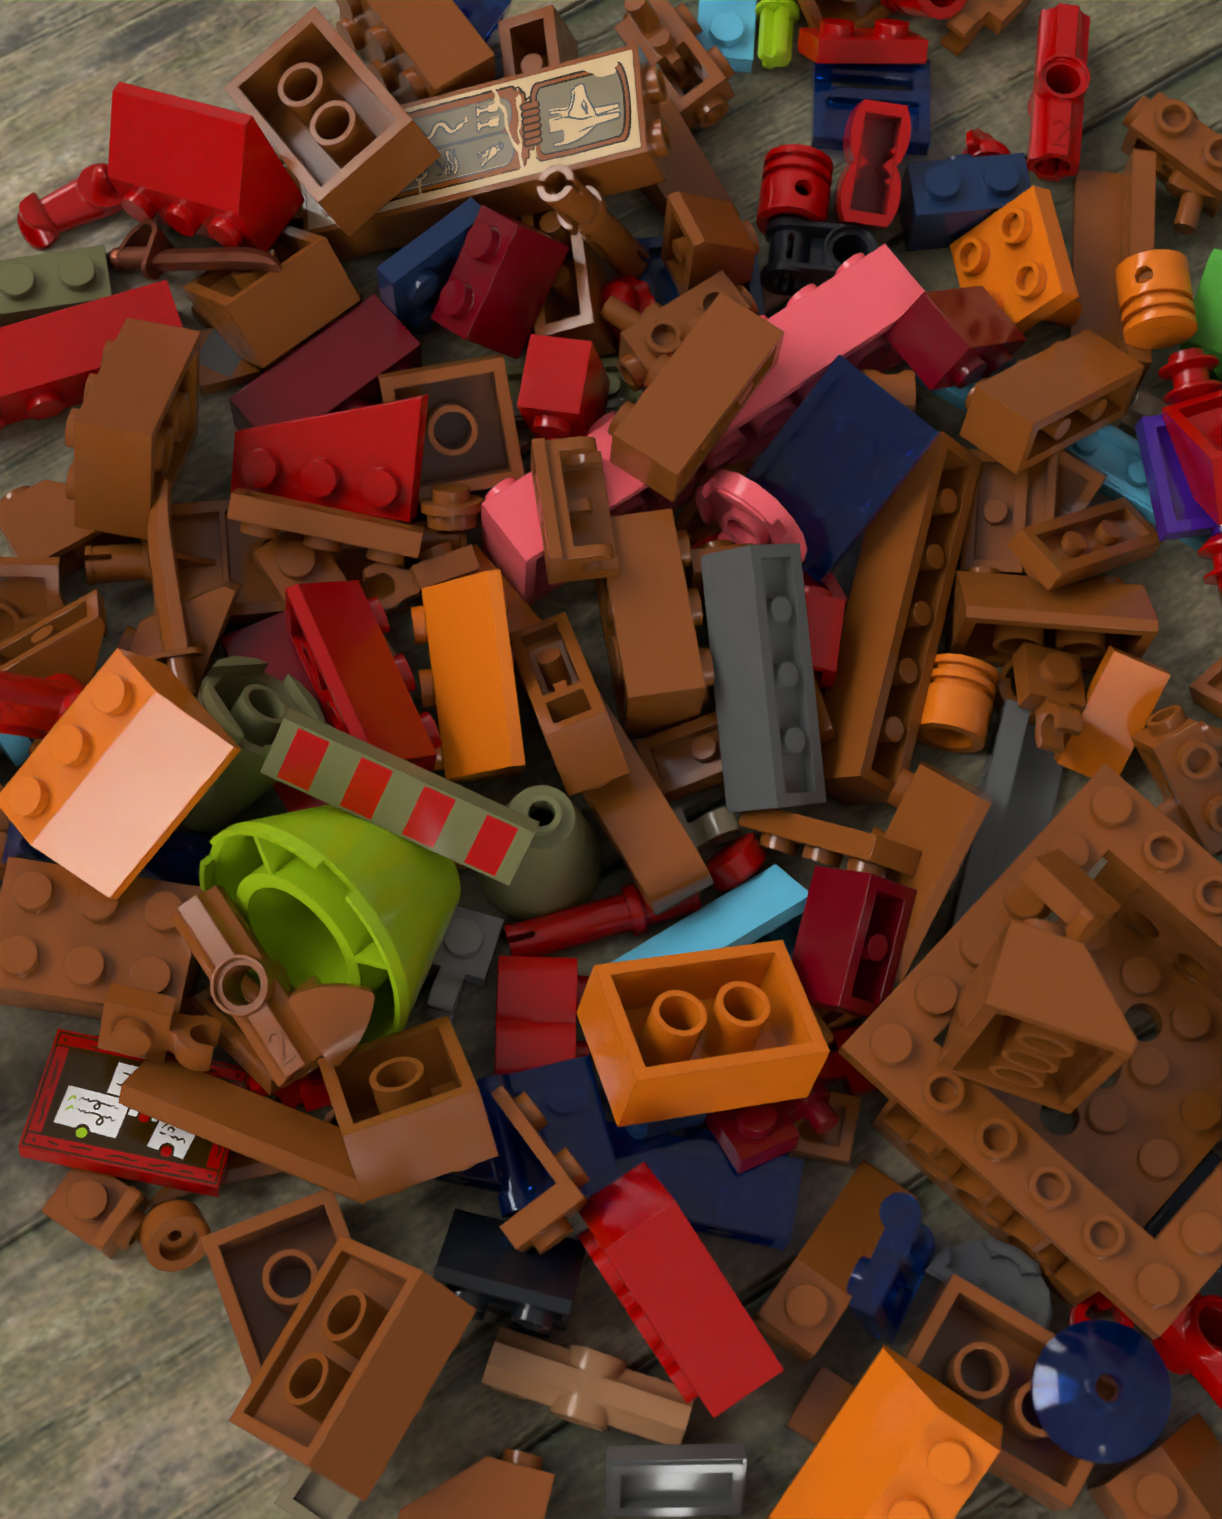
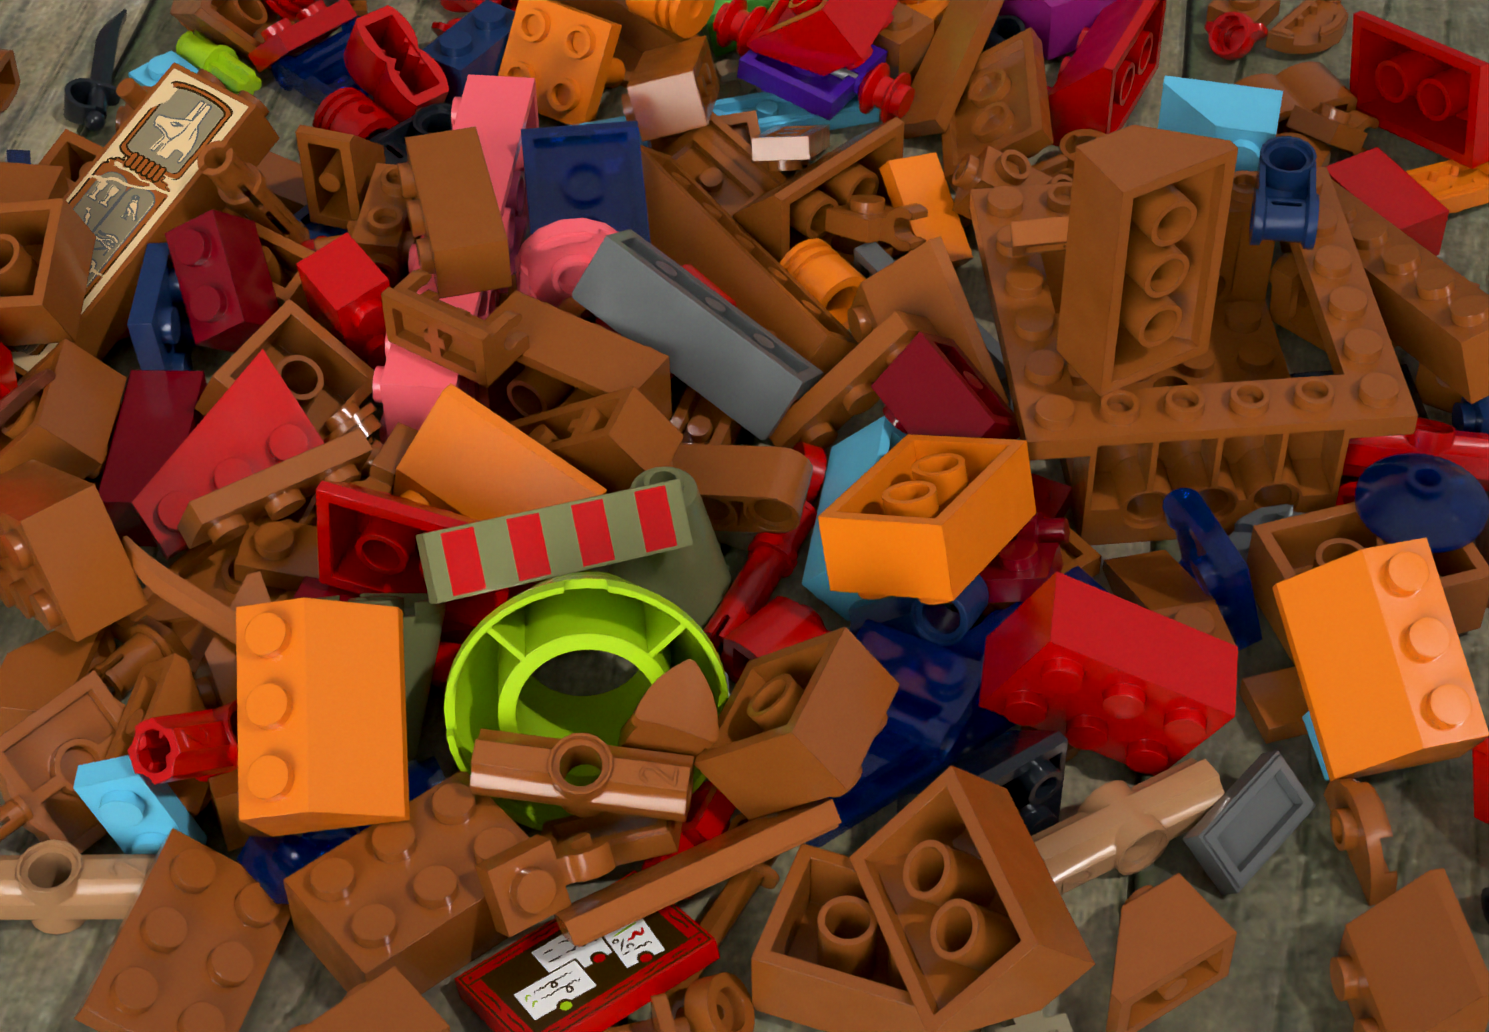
camera: 40 degrees left, 25 degrees down
(546, 1218) = (947, 668): dark orange bracket -> none
(956, 337) = (573, 96): dark red brick -> none

